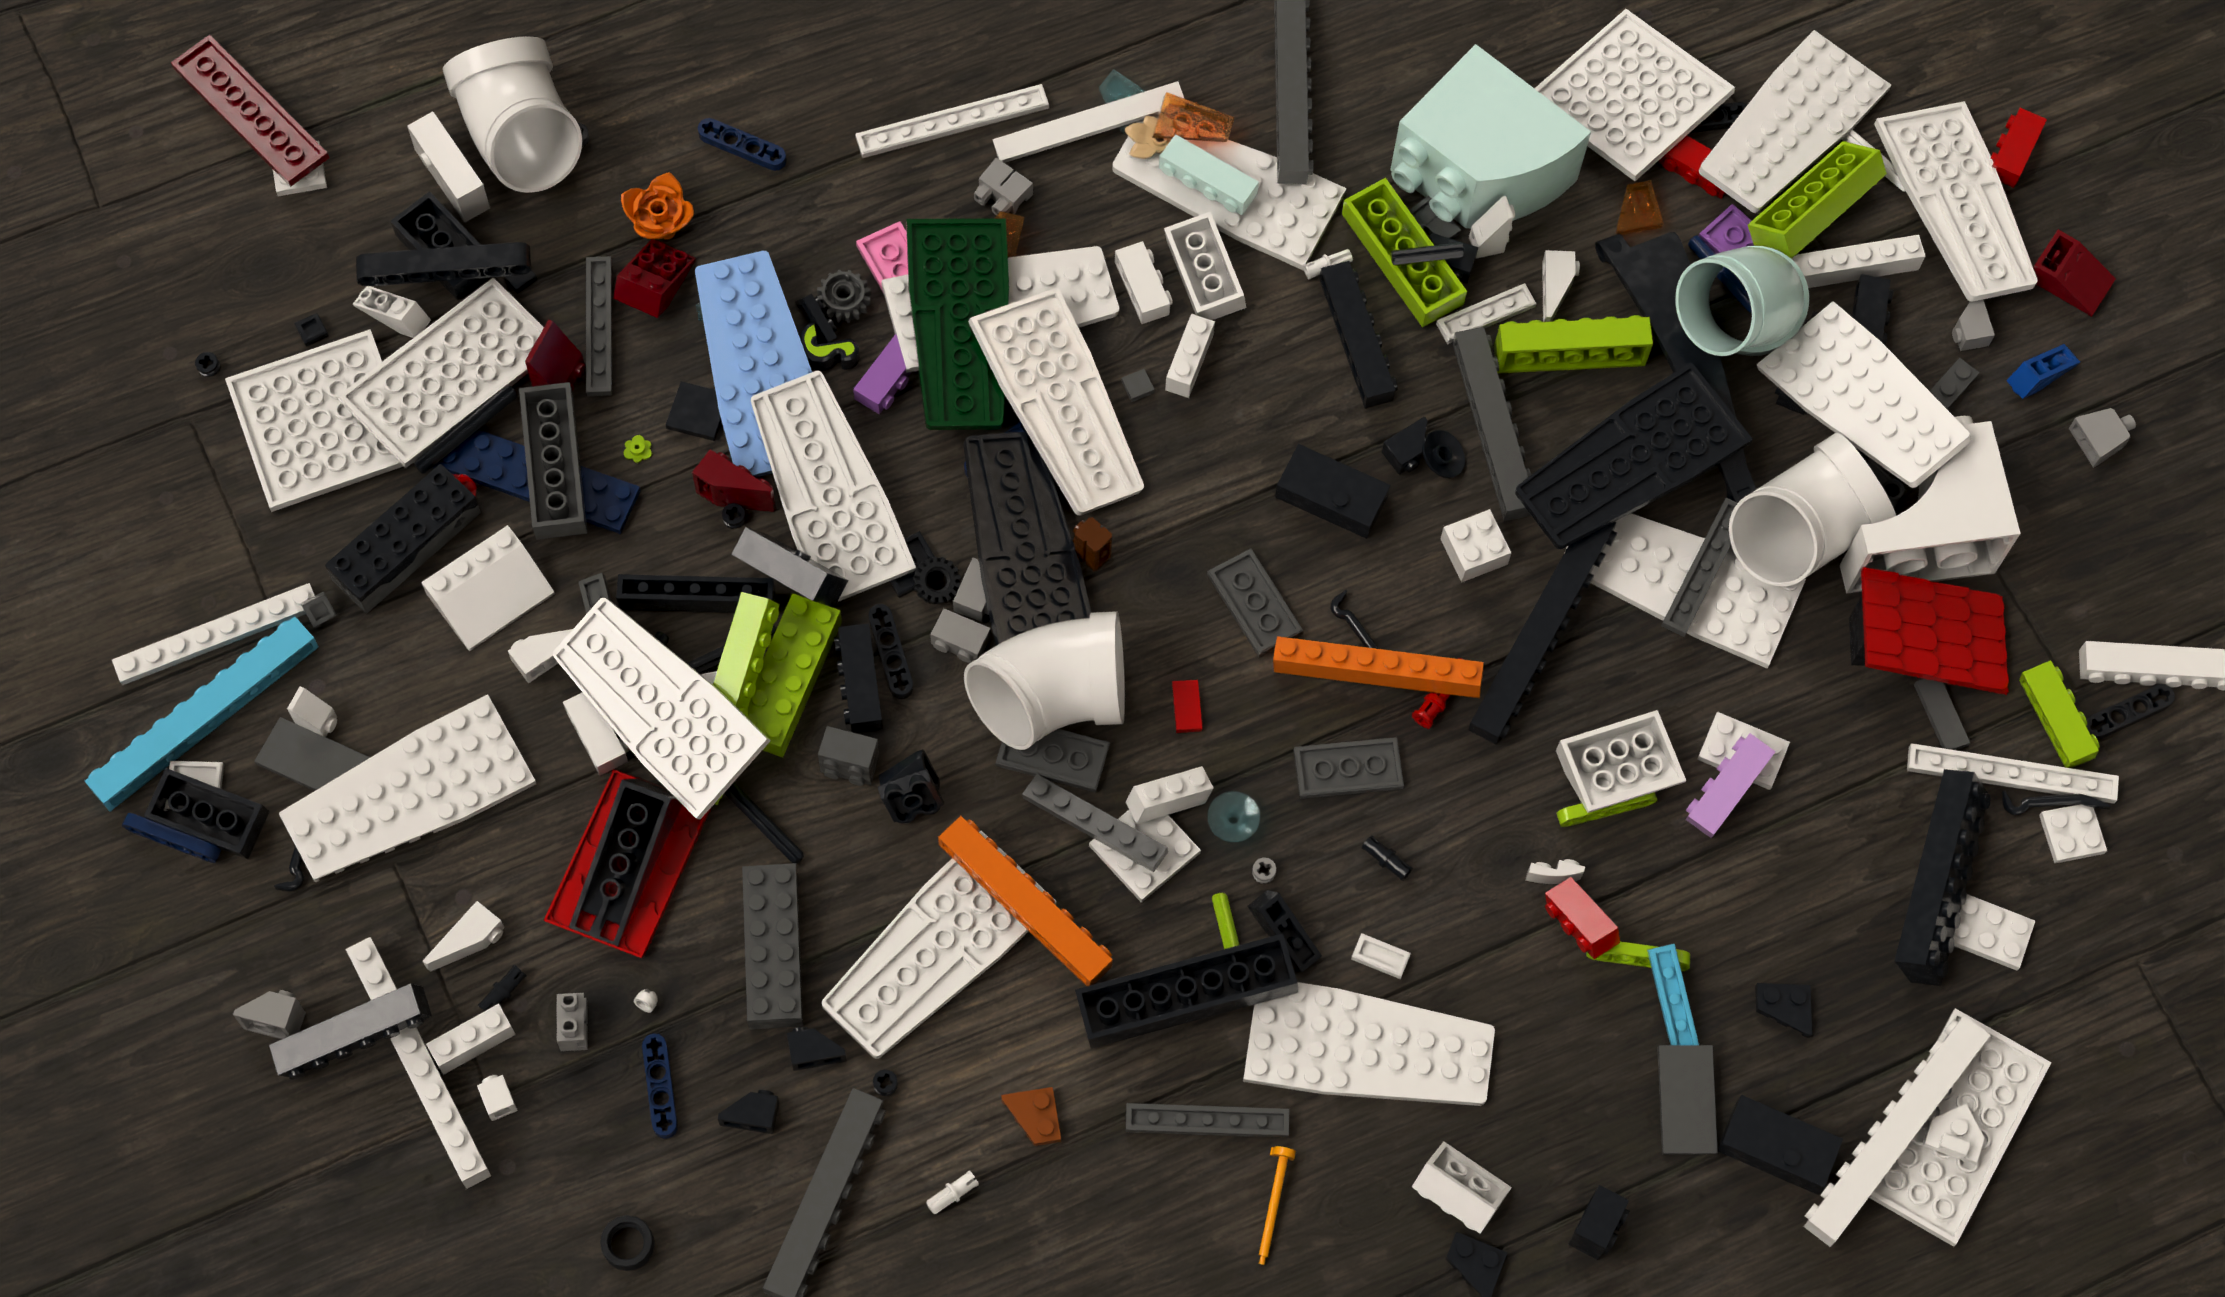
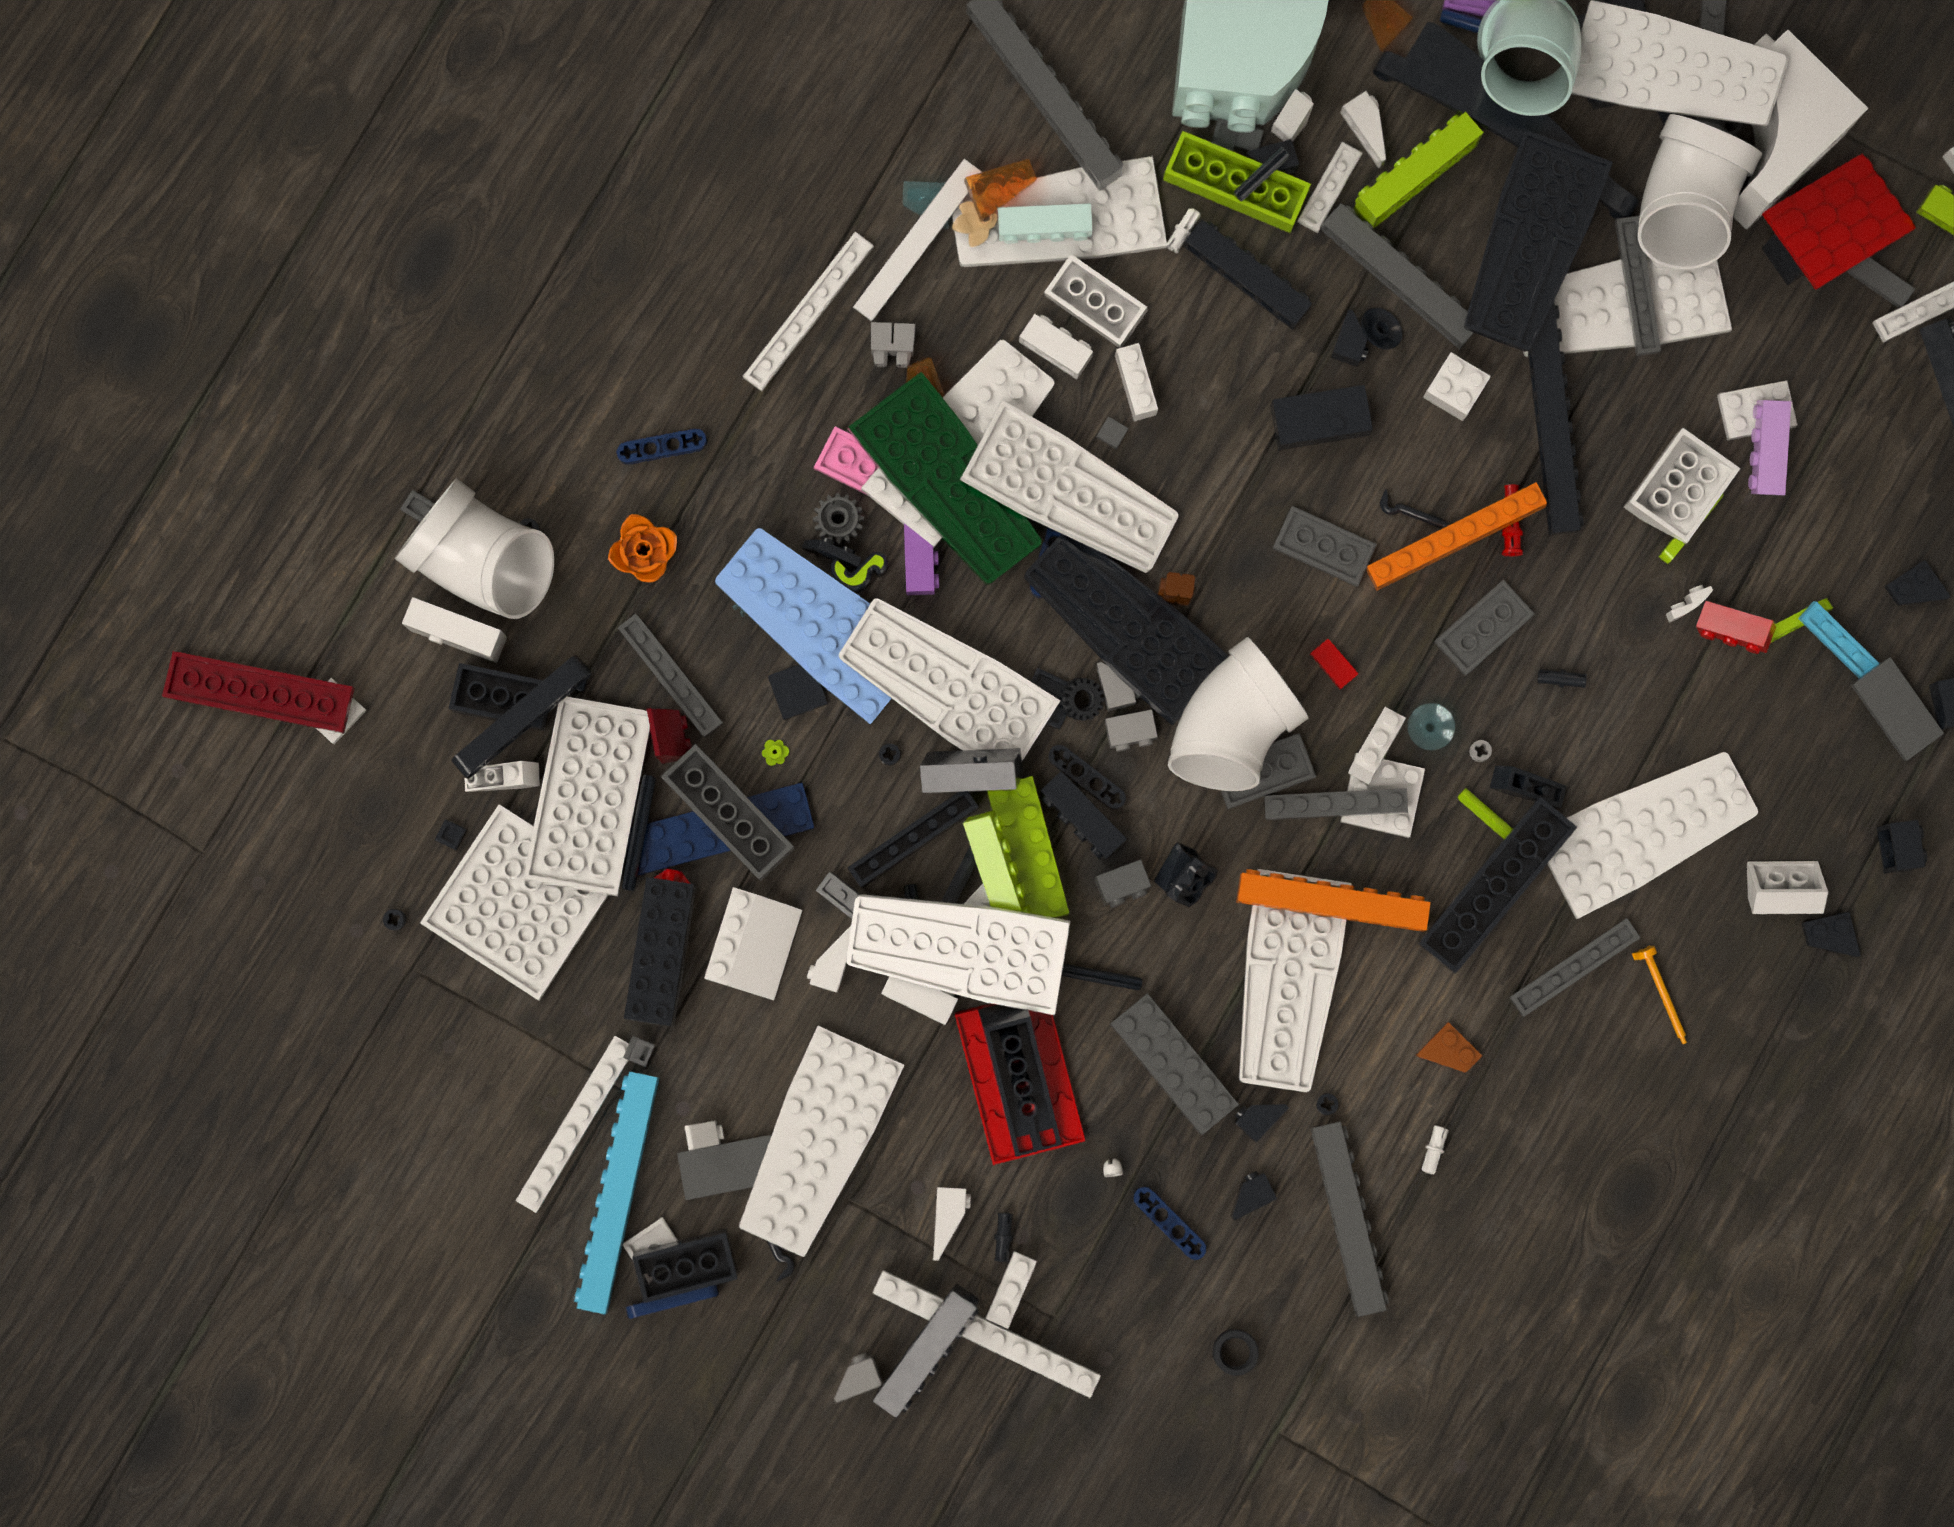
camera: 35 degrees left, 15 degrees up
(496, 1097) = (1061, 1316): white brick -> none
(572, 1022) = (1072, 1223): light grey hips -> none
(653, 277) = (681, 606): dark red slope -> none
(726, 483) = (869, 736): dark red slope -> none
(1380, 956) = (1608, 755): white tile -> none

